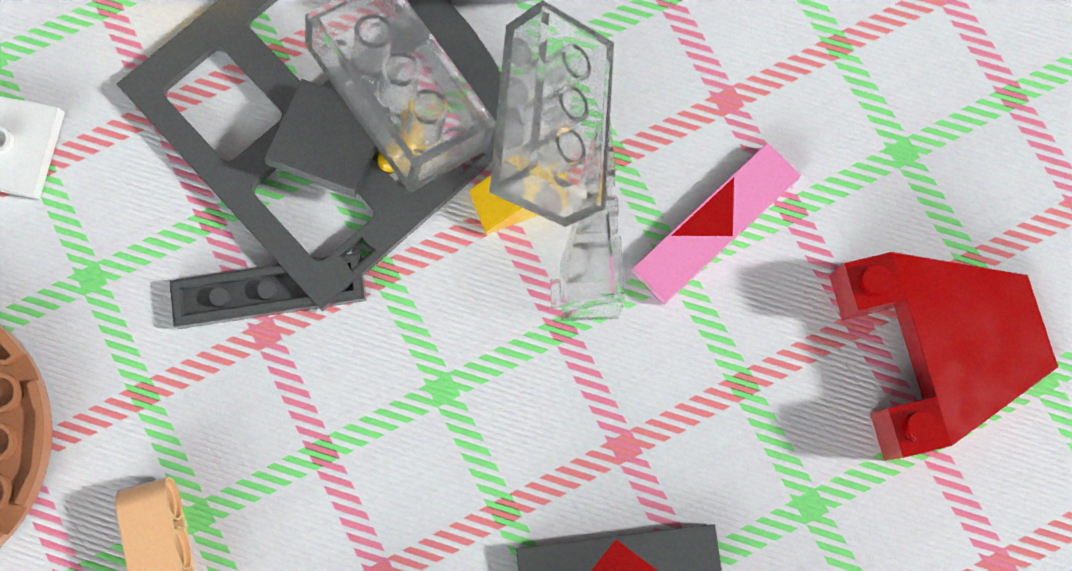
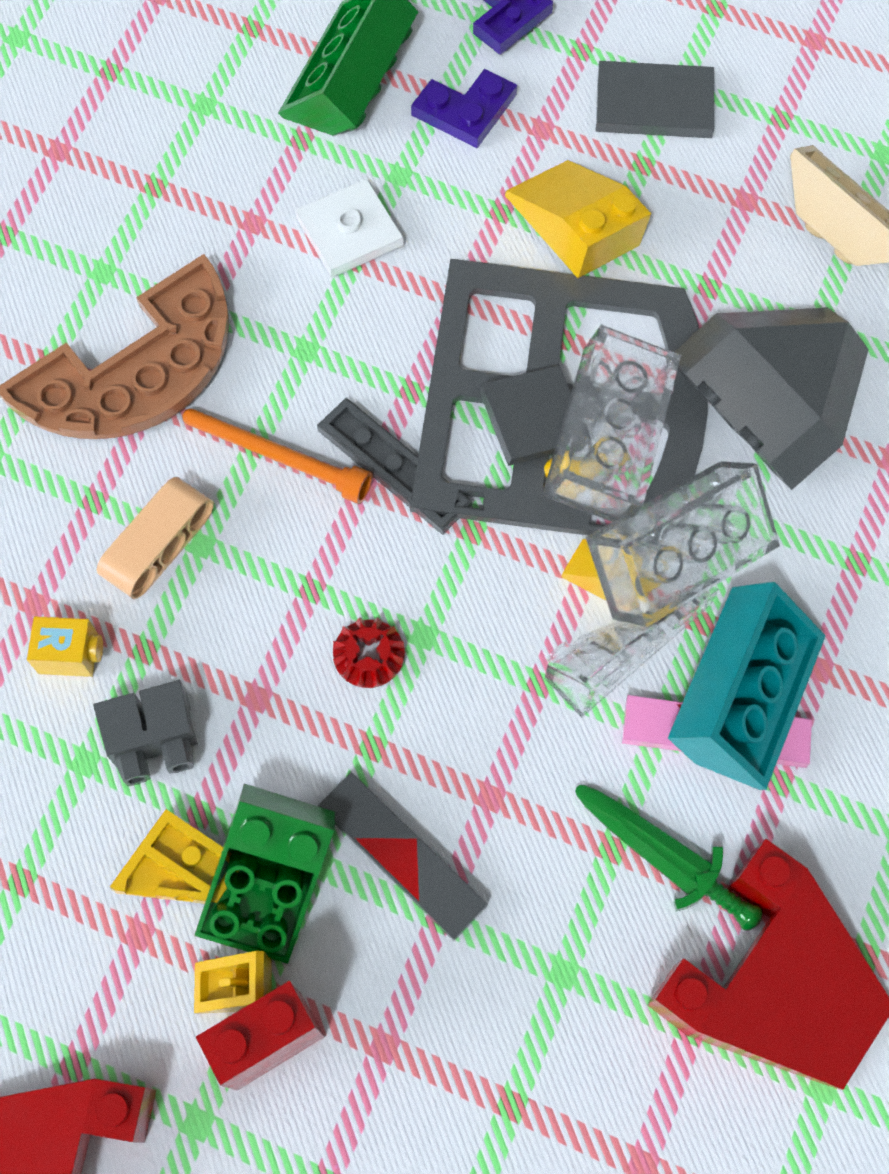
camera: 50 degrees right, 10 degrees down
(254, 340) = (351, 482): none -> orange piece
(438, 464) = (368, 672): none -> red gear
(704, 167) = (748, 685): none -> teal slope
(787, 346) = (670, 857): none -> green sword

